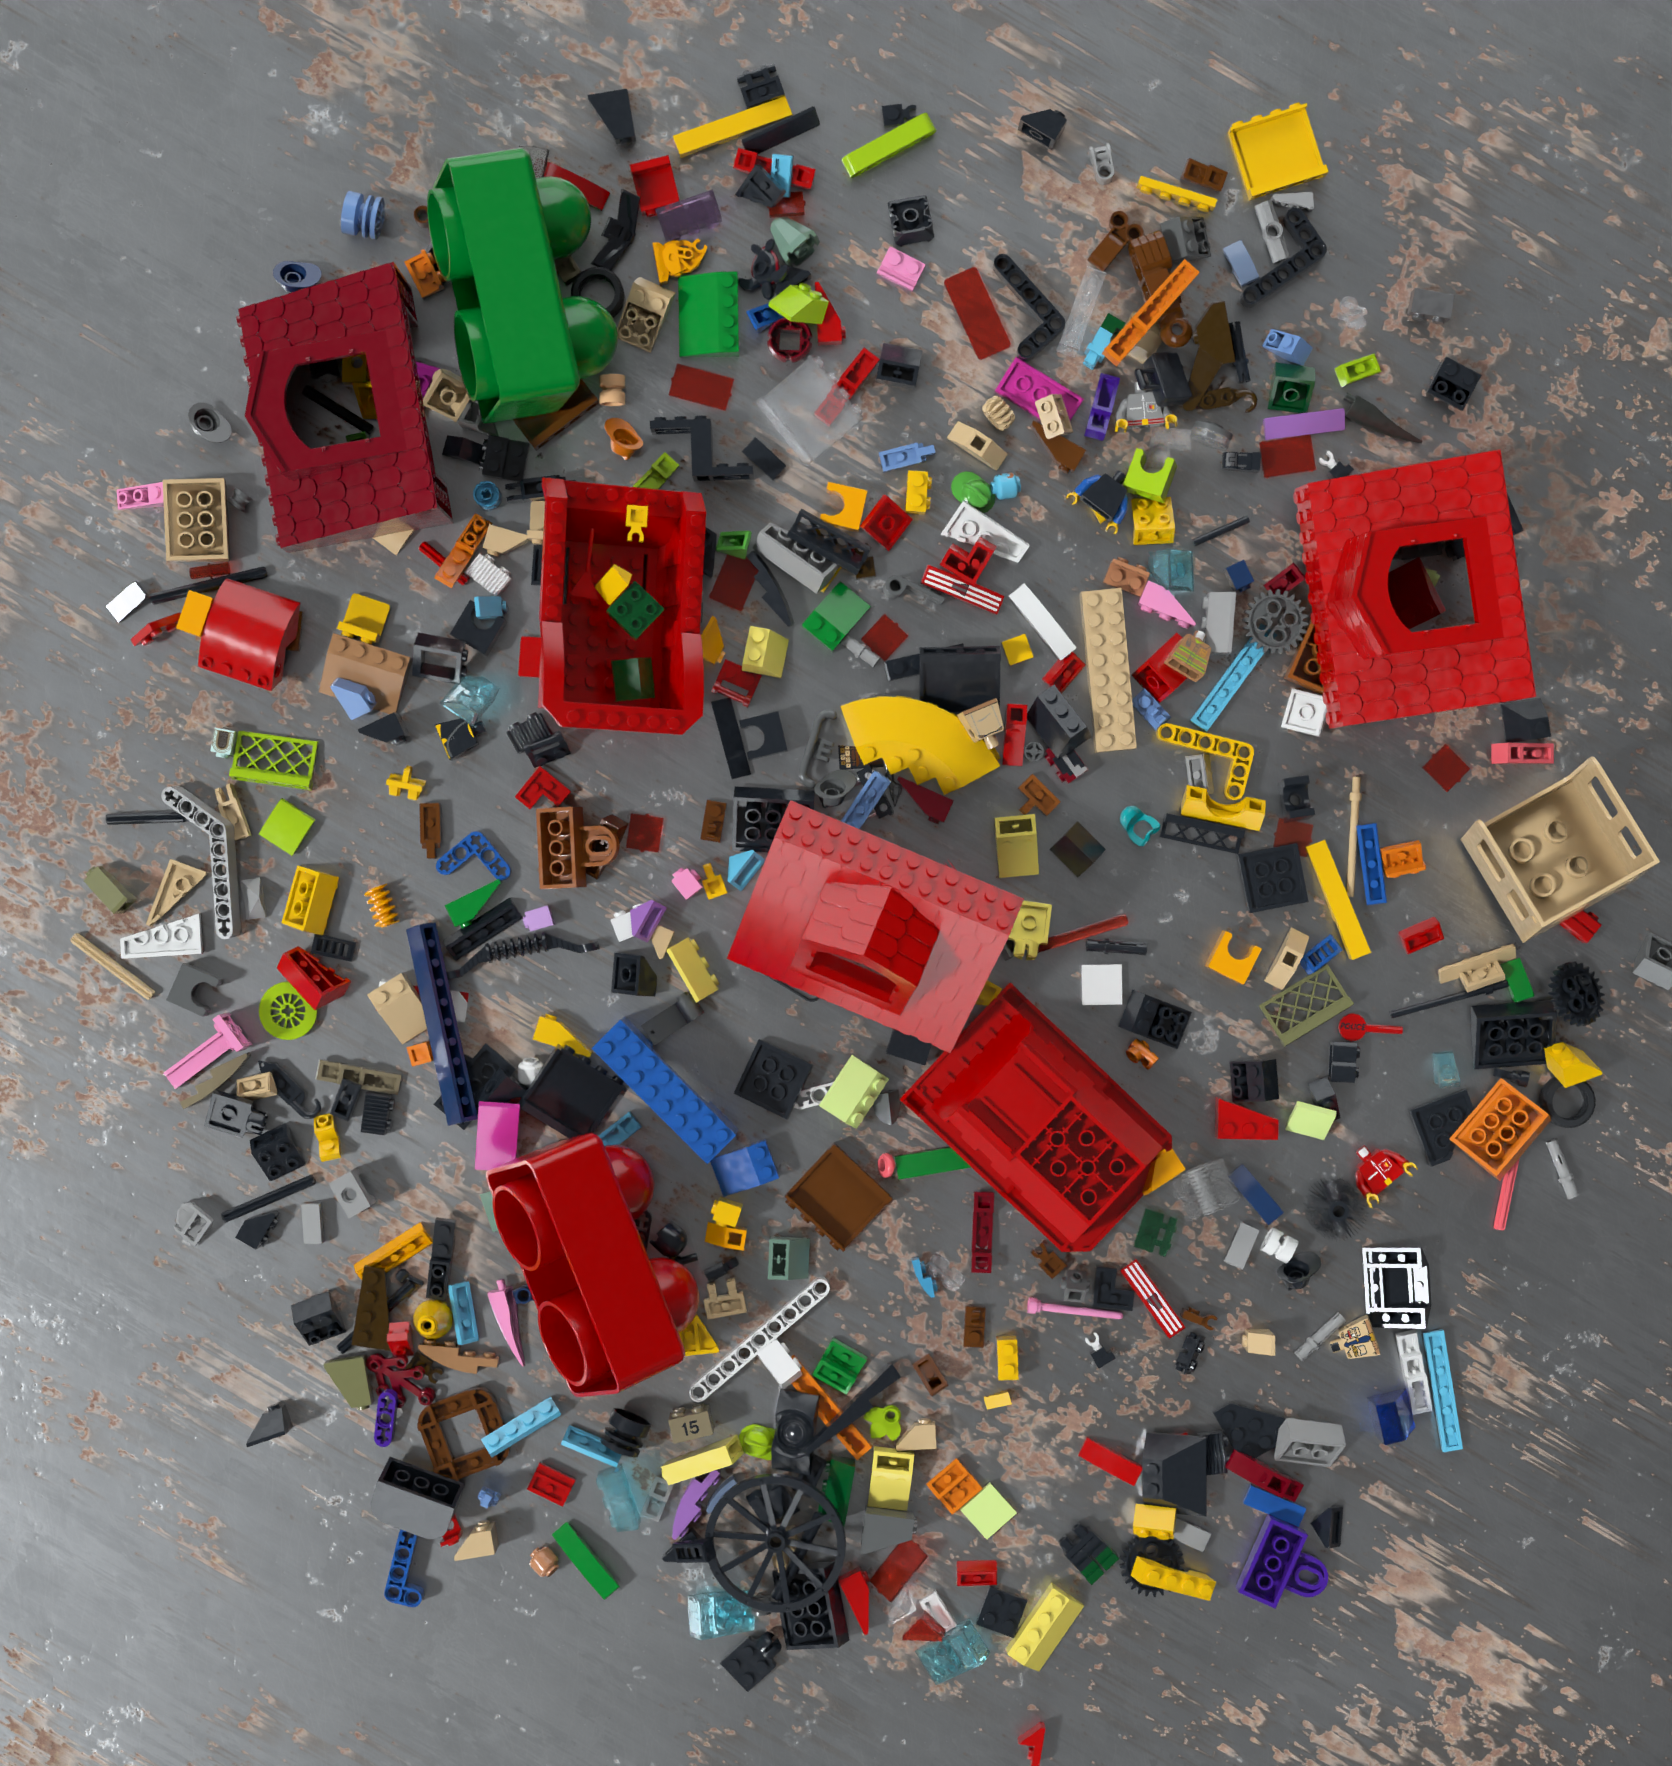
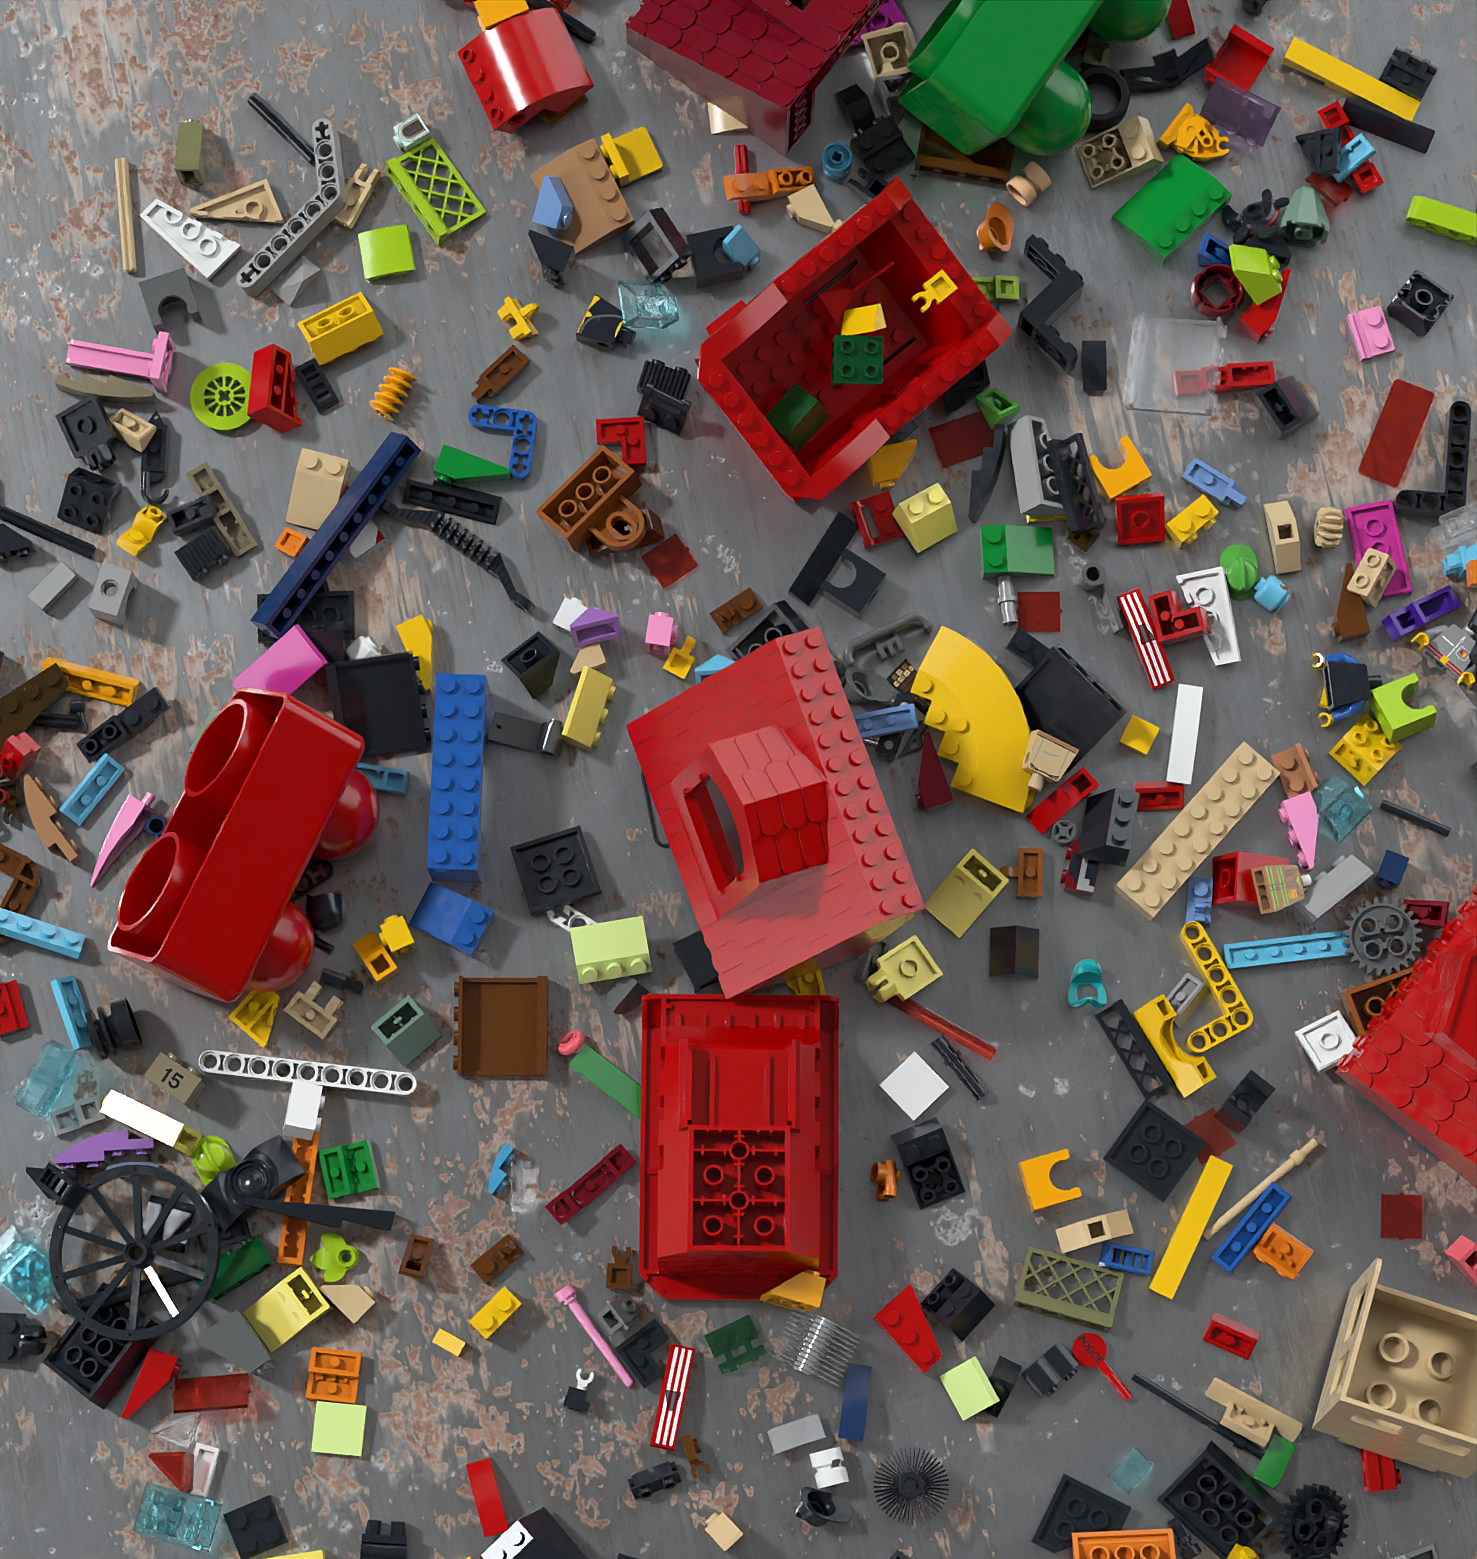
camera: 50 degrees right, 10 degrees down
(439, 1316) = (66, 773): yellow cone -> none
(488, 575) = (768, 224): white brick -> none
(538, 918) = (507, 537): lavender brick -> none
(701, 387) = (1104, 258): clear red piece -> none
(976, 1573) = (271, 1472): red slope -> none
(1378, 1171) = (982, 1496): red torso -> none

